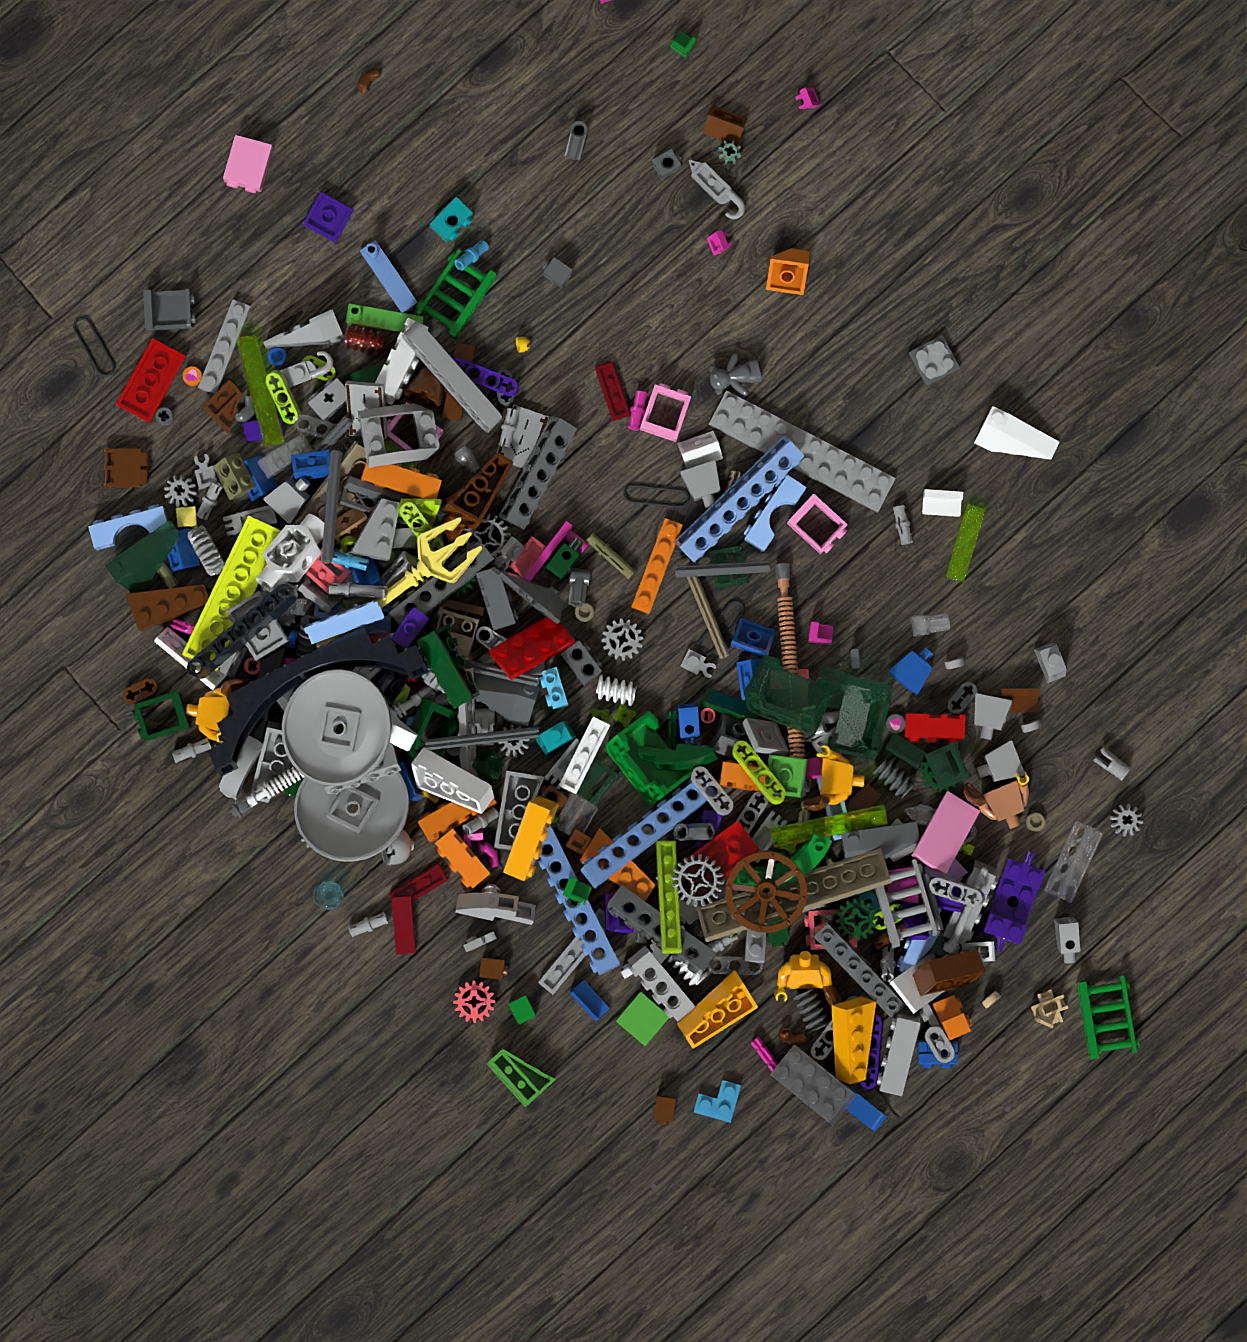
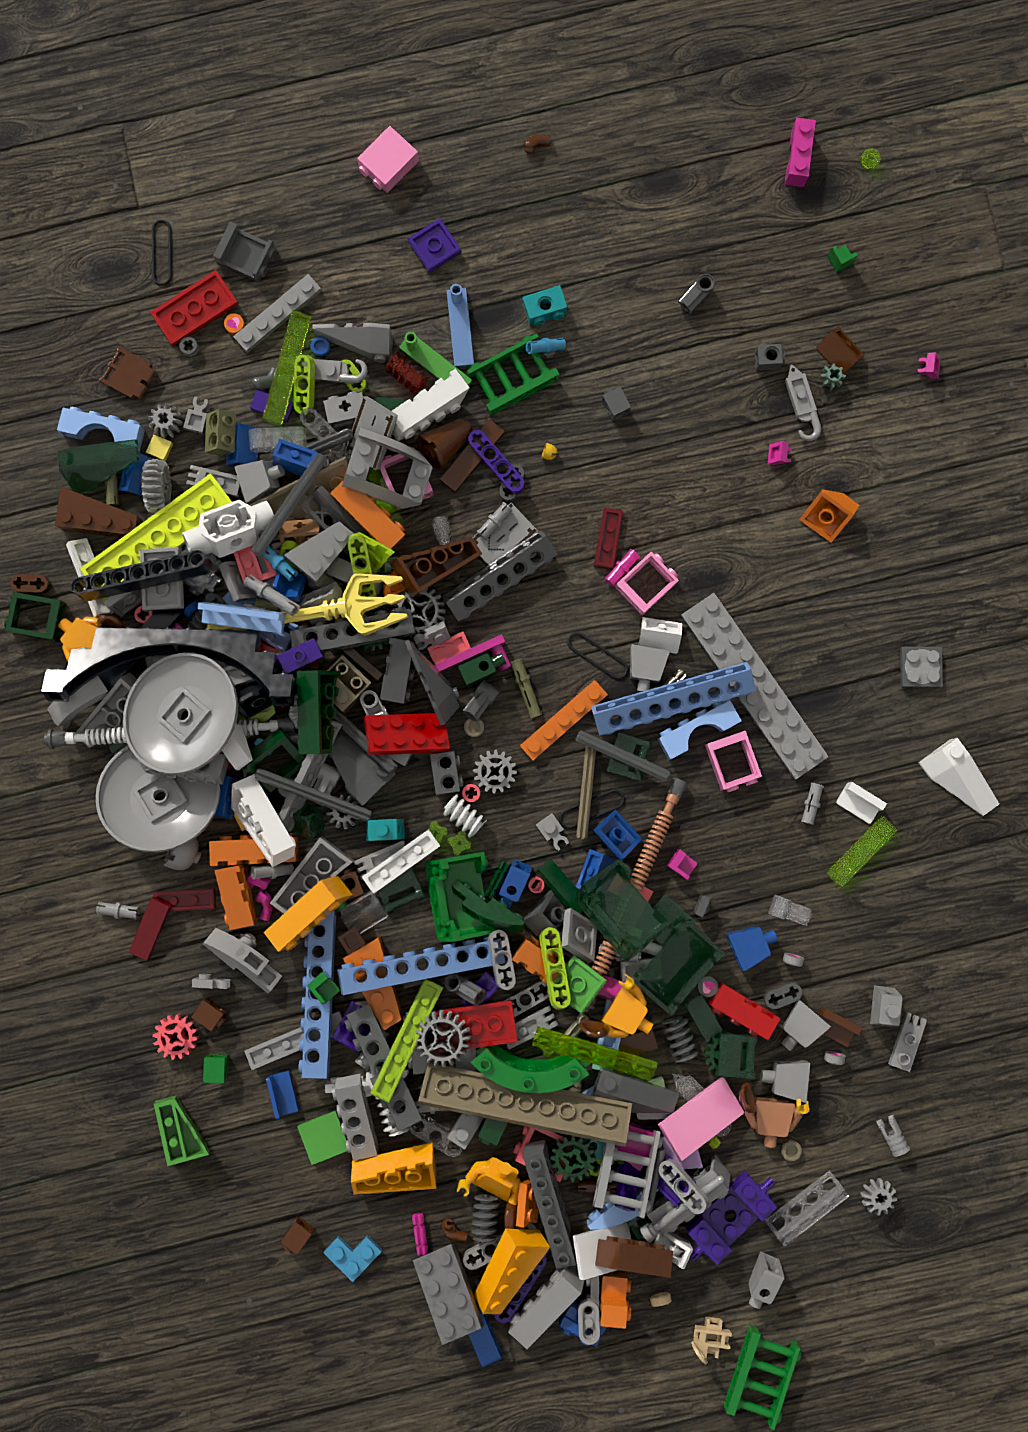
camera: 30 degrees right, 0 degrees up
(182, 626) = (98, 544): dark pink axle -> none
(191, 750) = (45, 662): light grey pin -> none
(209, 500) = (186, 442): light grey pin -> none
(223, 405) = (247, 364): reddish brown wing -> none
(328, 895) = (95, 864): clear light blue hair -> none
(451, 376) = (466, 443): light grey beam -> none
(556, 695) = (407, 783): medium azure plate -> none
(606, 666) = (467, 788): none -> coral bush
(735, 376) = (729, 583): dark grey piece -> none
(765, 897) = (498, 1094): reddish brown wheel -> none
(840, 979) = (527, 1206): none -> orange plate
(887, 964) = (580, 1214): light grey pin -> none
(1085, 682) = (907, 1042): none -> light grey hinge

